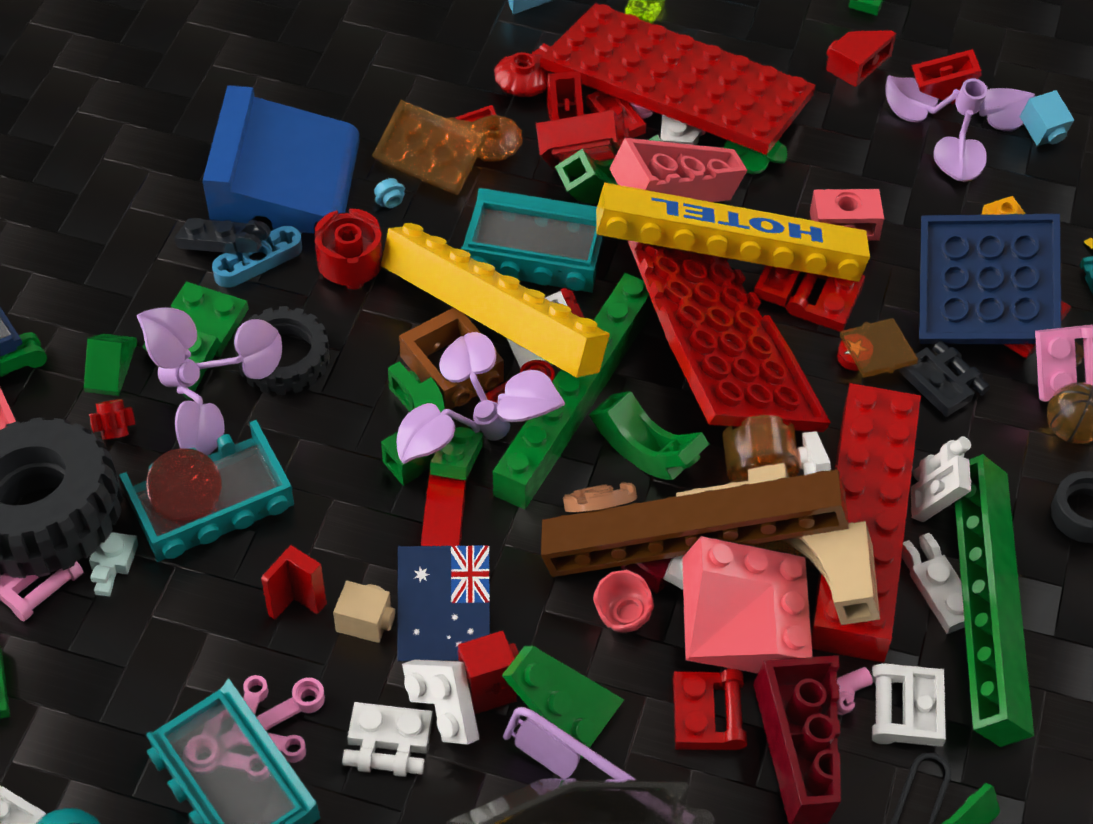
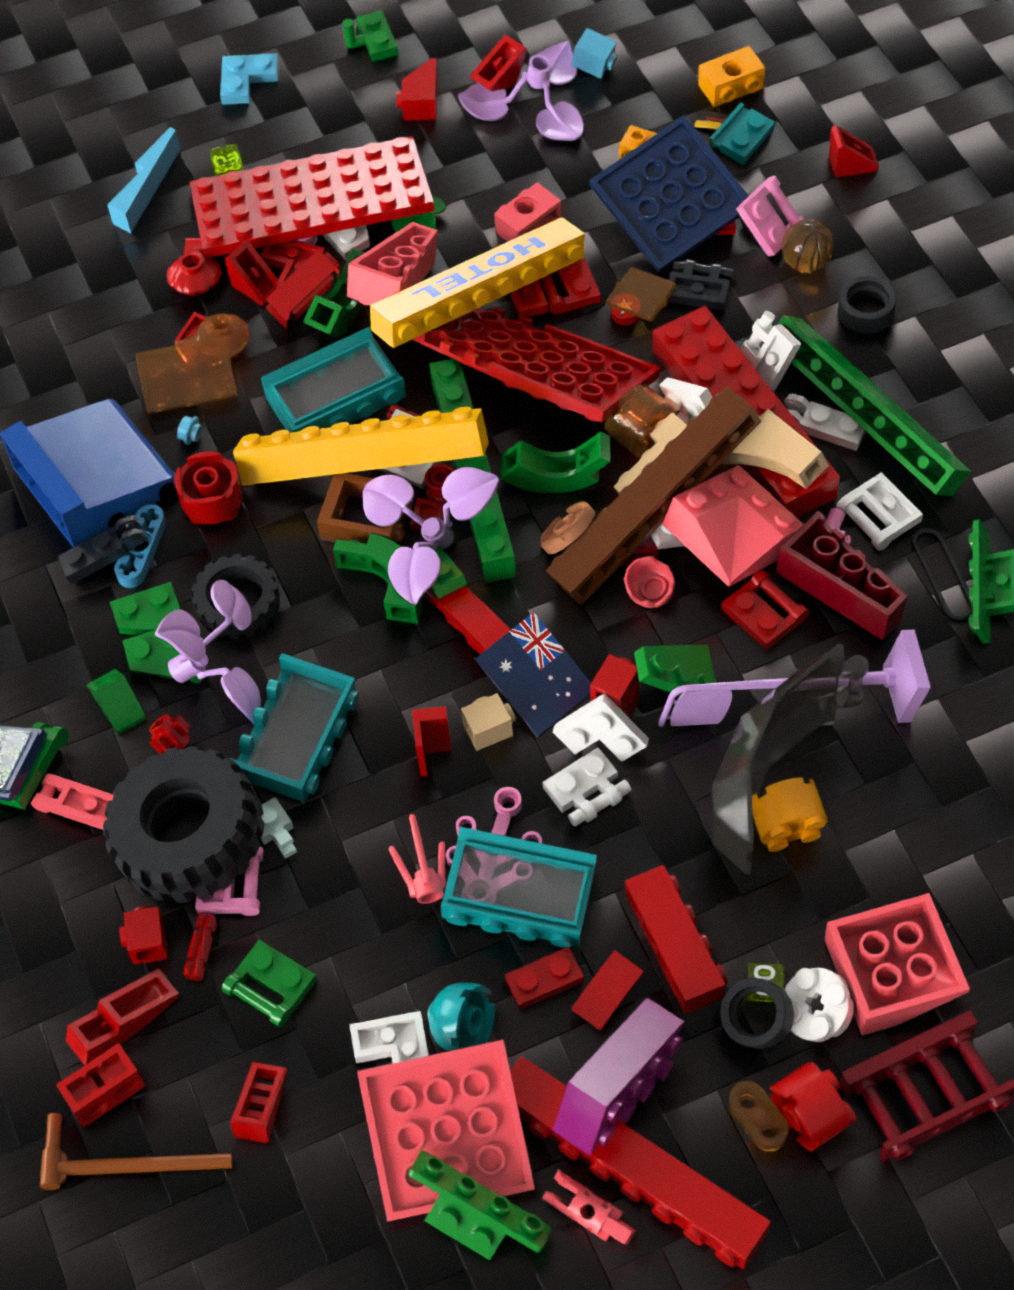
camera: 35 degrees left, 5 degrees up
(169, 702) = (427, 884): none -> coral plant
(183, 485) = (281, 735): clear red tile -> none

